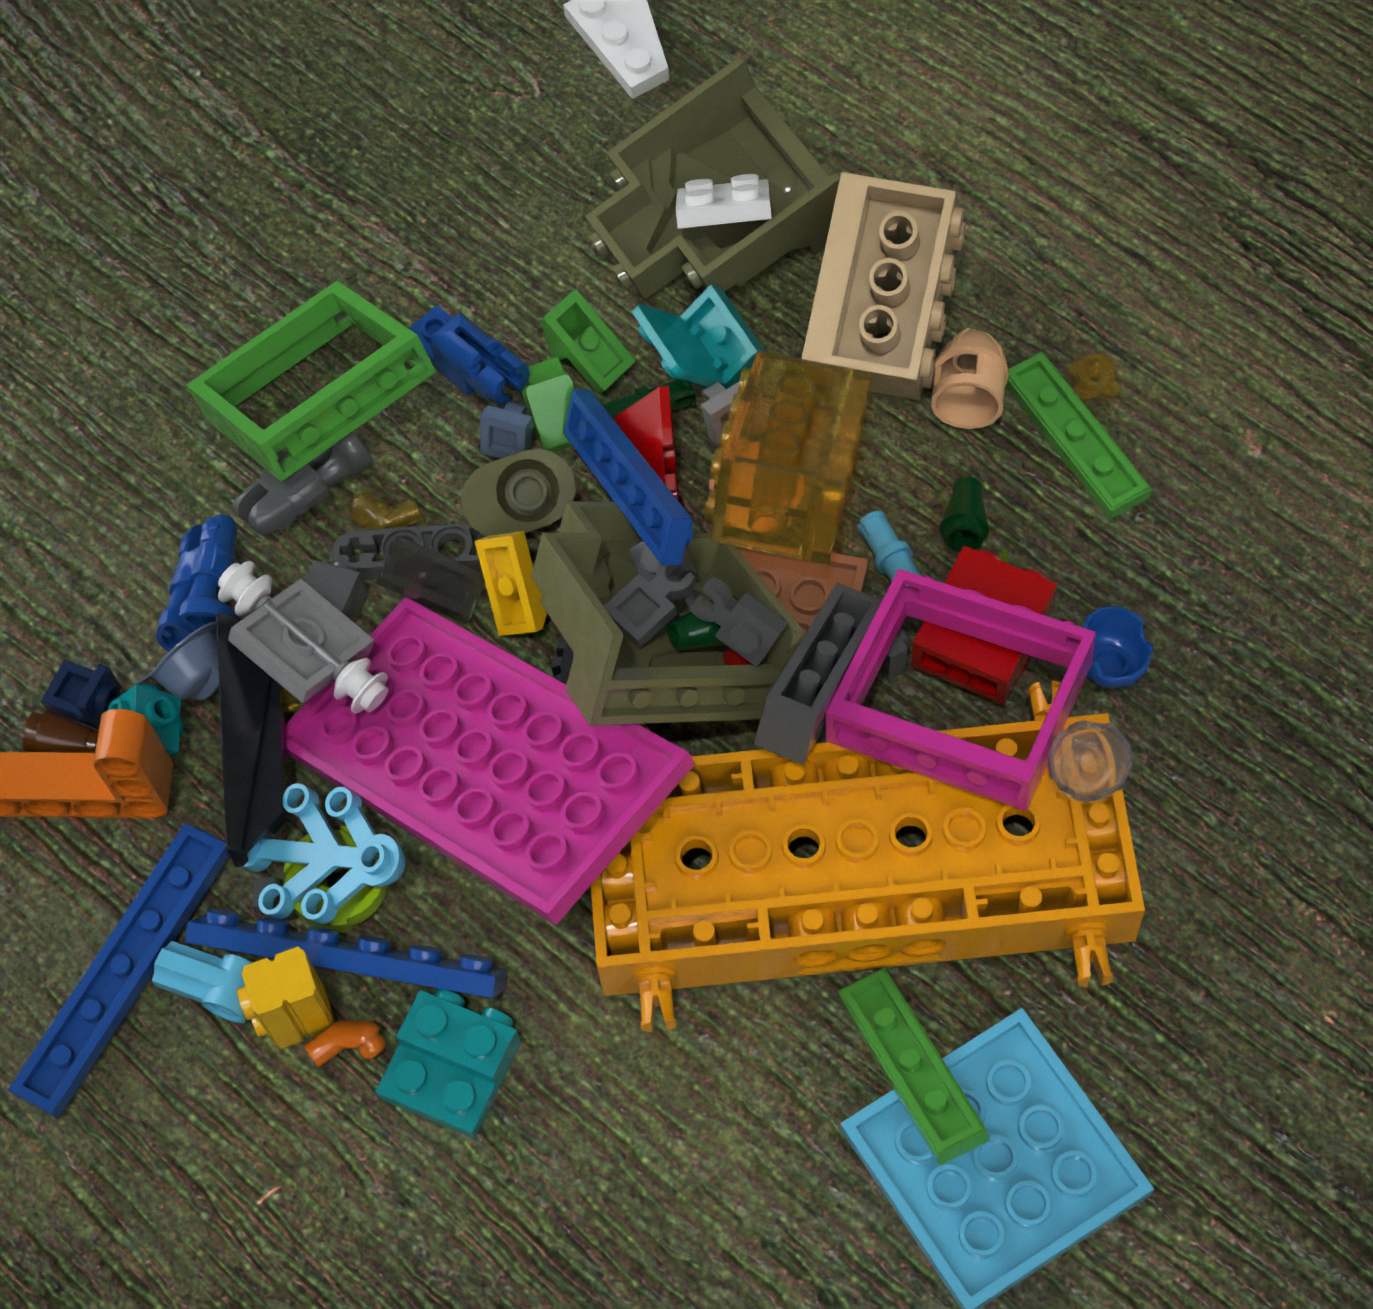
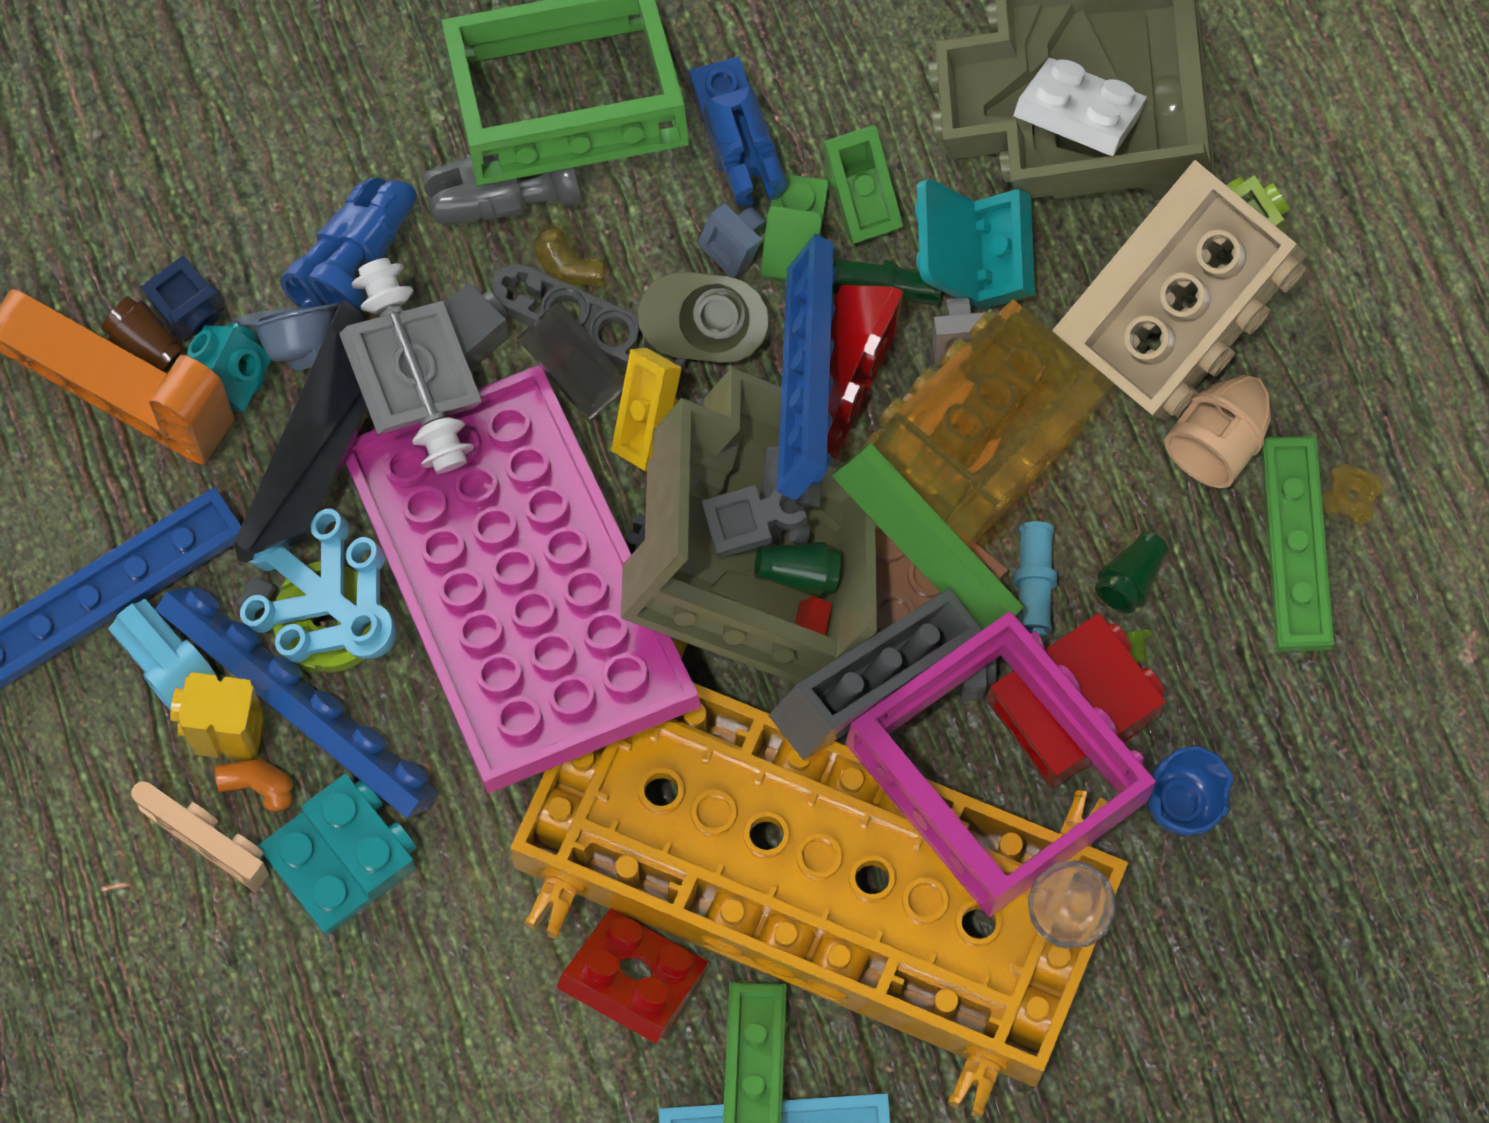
camera: 20 degrees right, 10 degrees up
(319, 1107) = (197, 830): none -> light nougat hinge
(745, 624) = (825, 591): dark grey plate -> none
(778, 1042) = (641, 1005): none -> red piece
(792, 549) = (924, 535): none -> bright green tile

